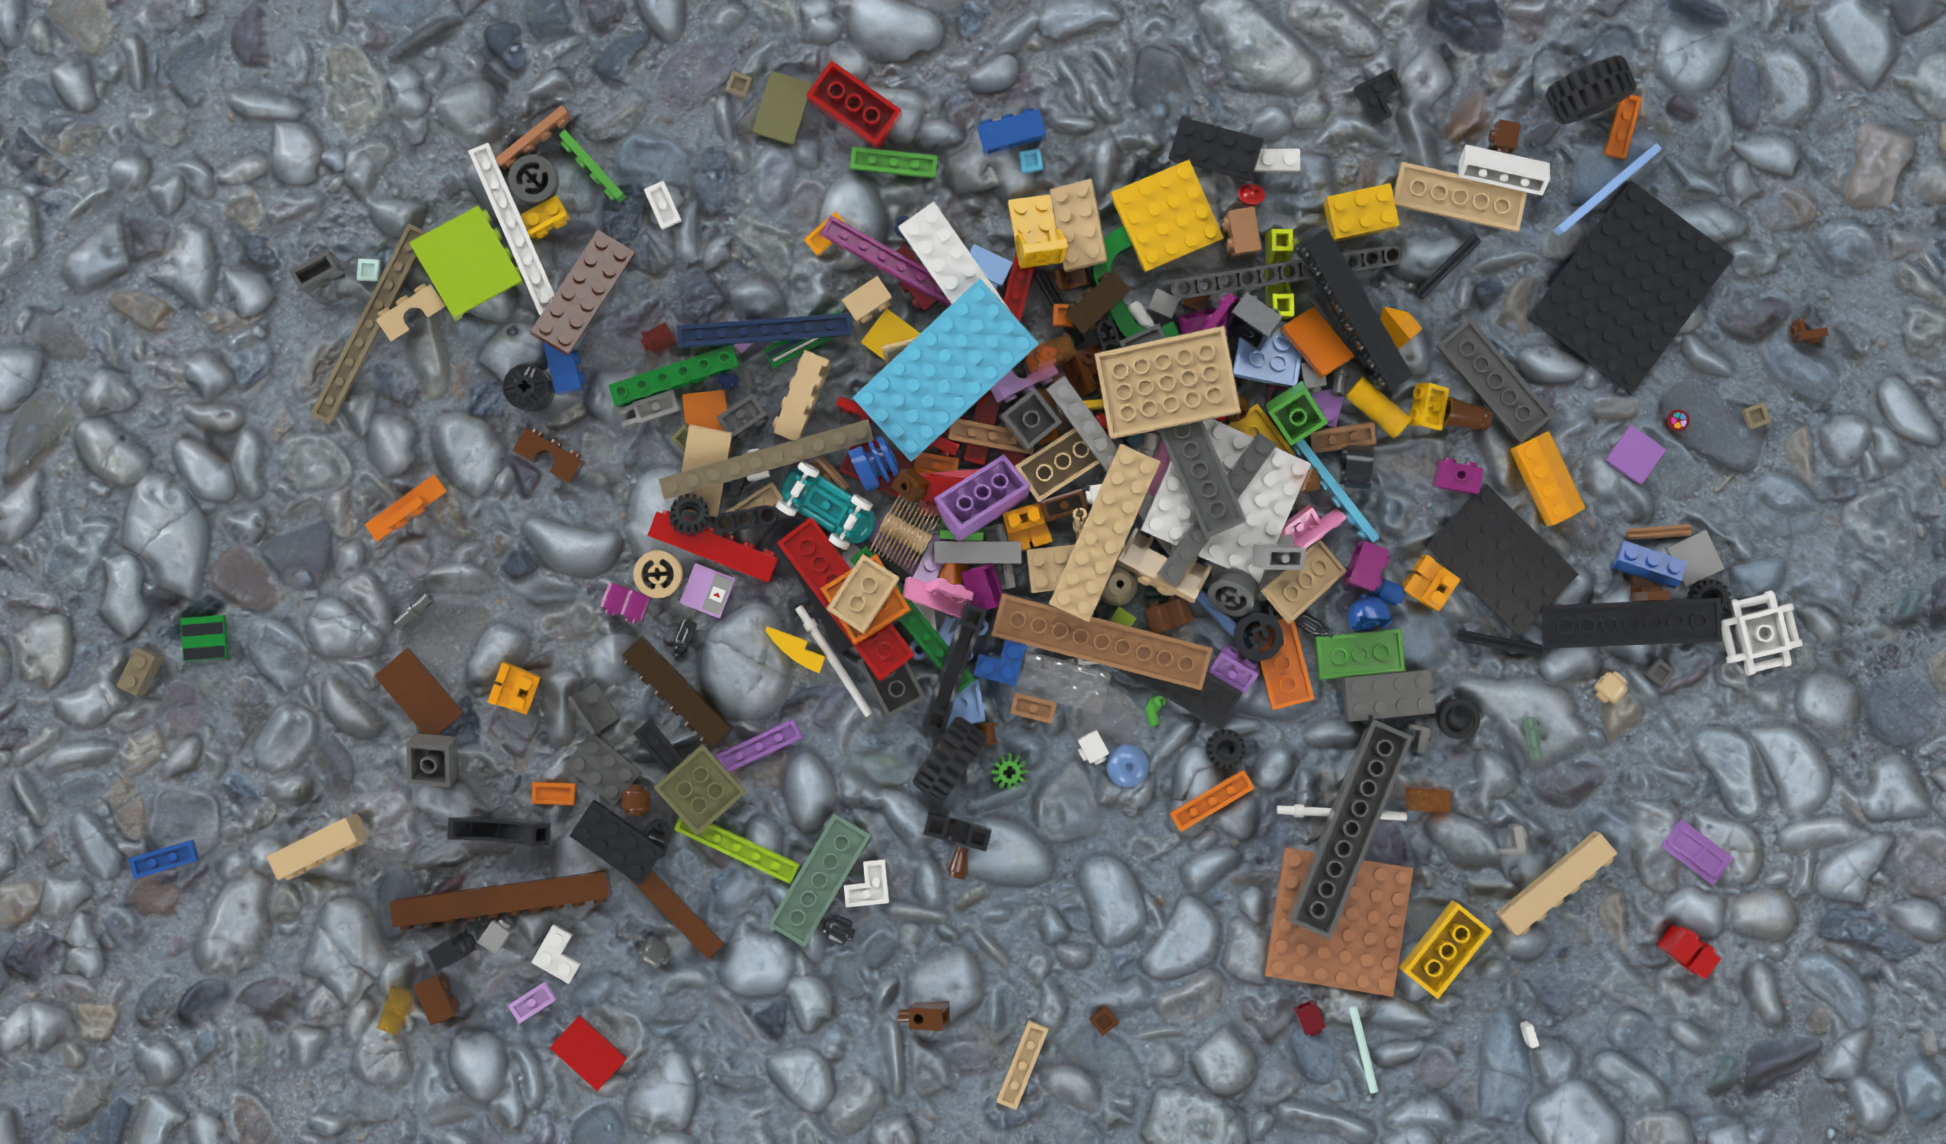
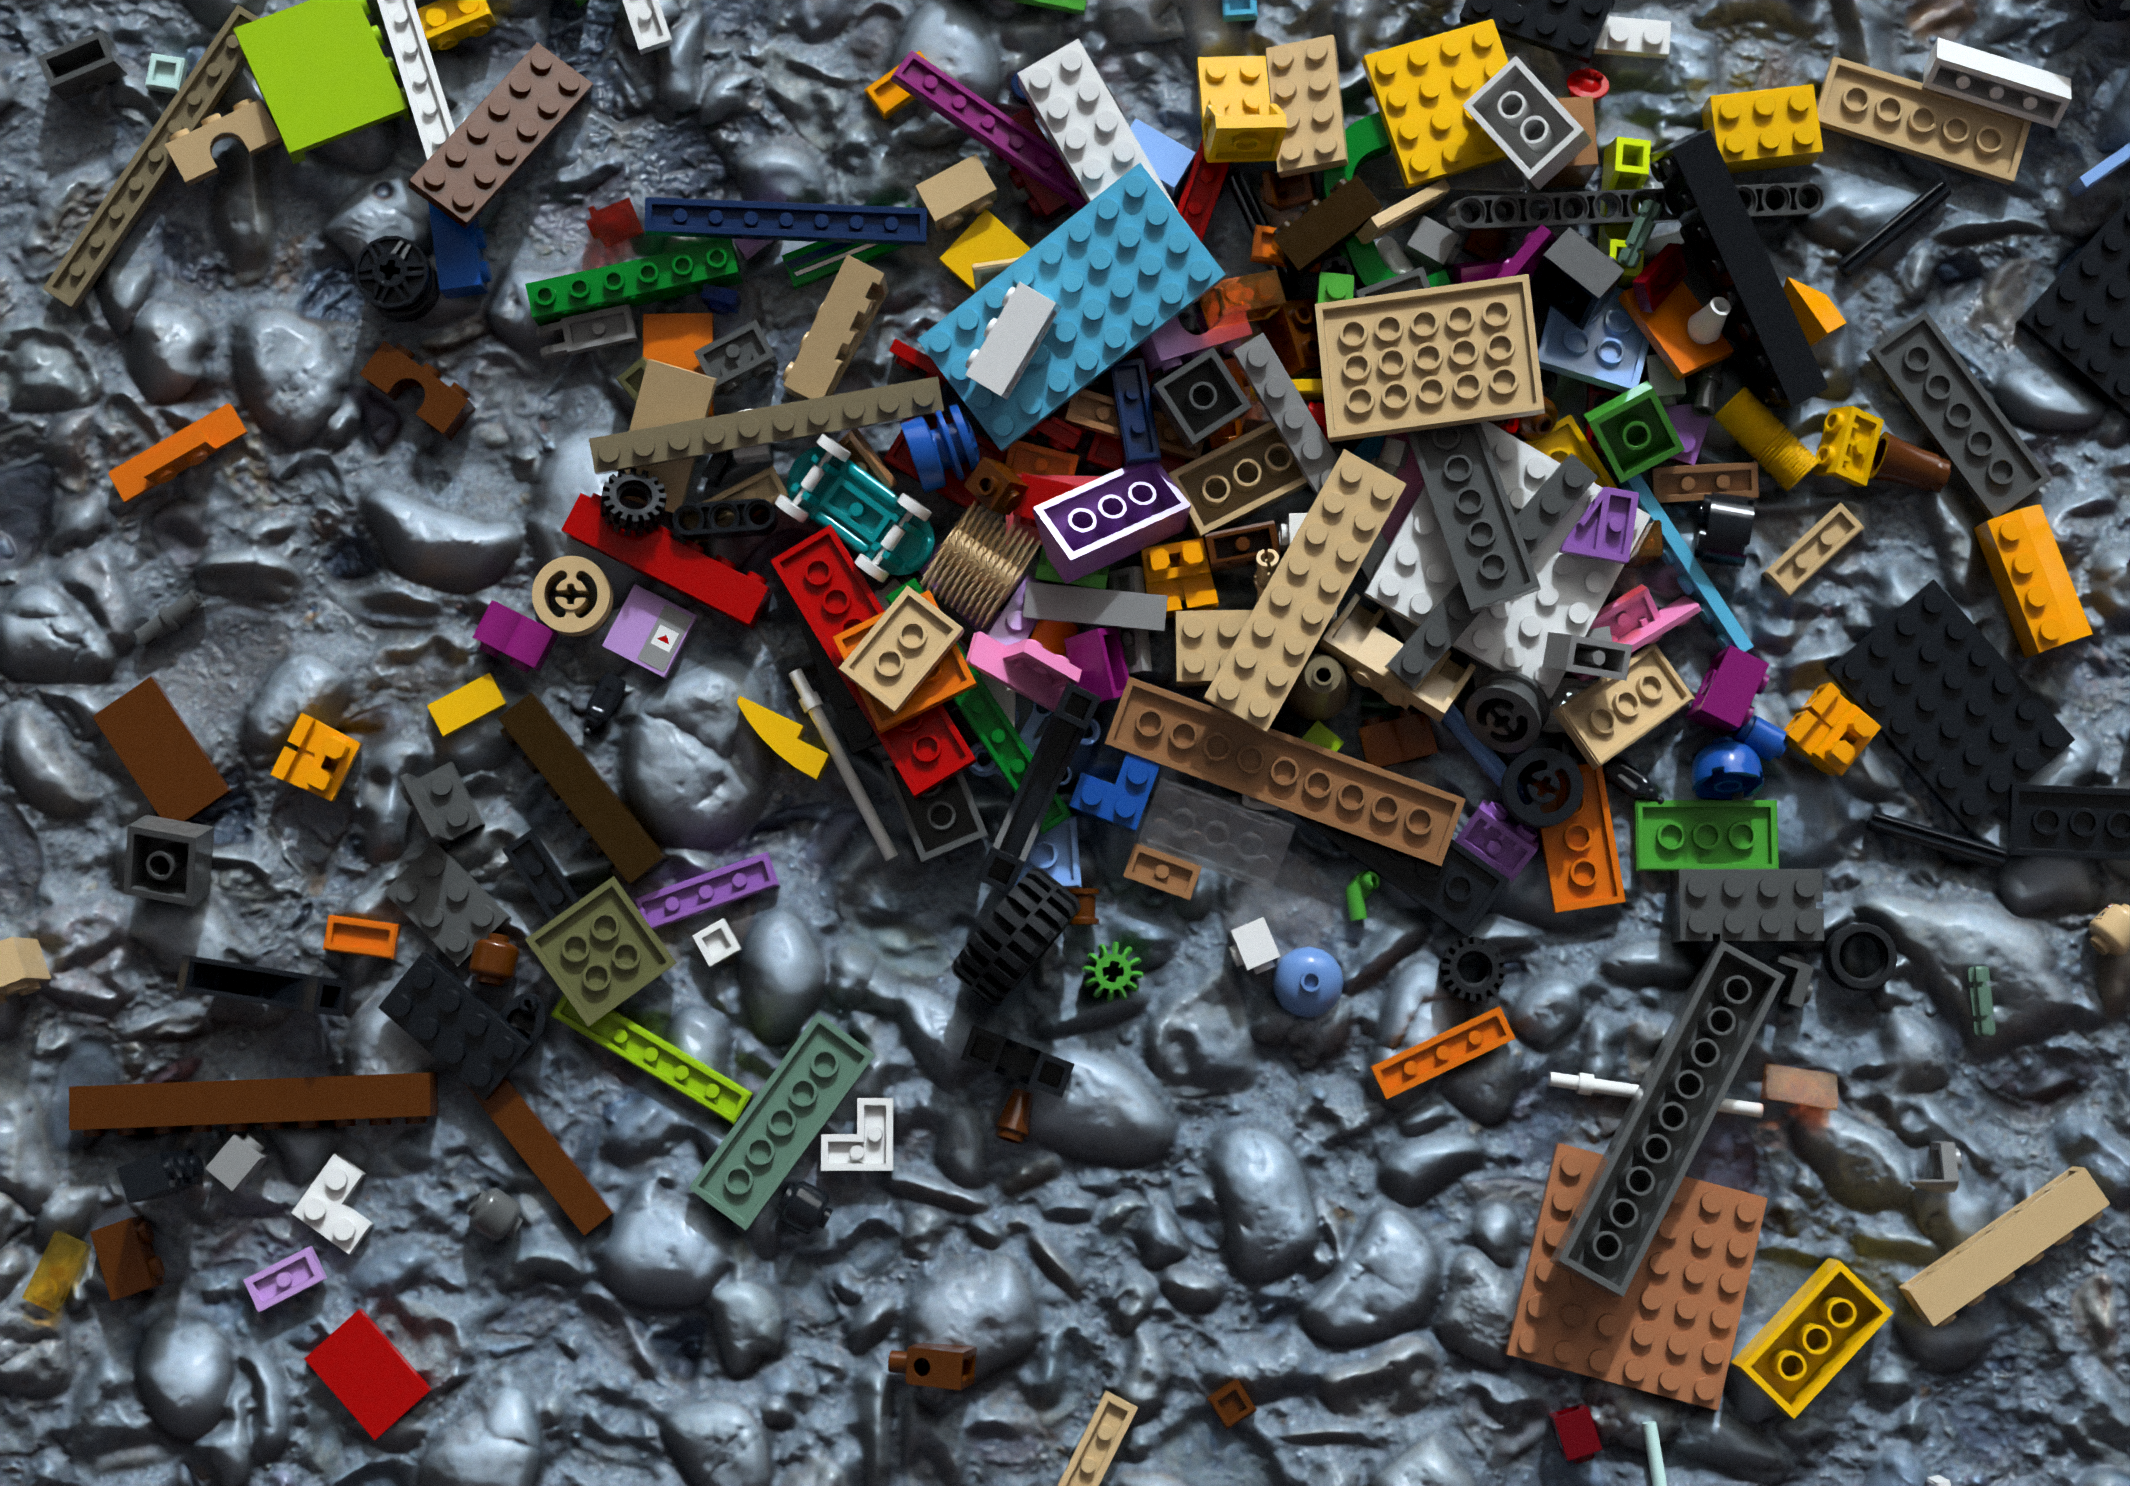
camera: 10 degrees right, 5 degrees down
(601, 646) = (467, 705): none -> yellow tile
(769, 776) = (717, 942): none -> white plate
(911, 396) = (1012, 340): none -> white brick
(990, 430) = (1134, 412): none -> dark blue tile
(1105, 341) = (1334, 287): none -> bright green plate
(1144, 287) = (1403, 211): none -> tan tile
(1215, 229) = (1527, 122): none -> white brick
(1283, 475) = (1605, 527): none -> medium lavender wing
(1290, 290) = (1640, 233): none -> sand green axle
(1305, 315) = (1660, 277): none -> dark red plate
(1337, 340) = (1708, 322): none -> white cone
(1412, 472) = (1813, 550): none -> tan tile
(1457, 477) = (1887, 562): magenta brick -> none
(1504, 136) = (2001, 30): reddish brown brick -> none

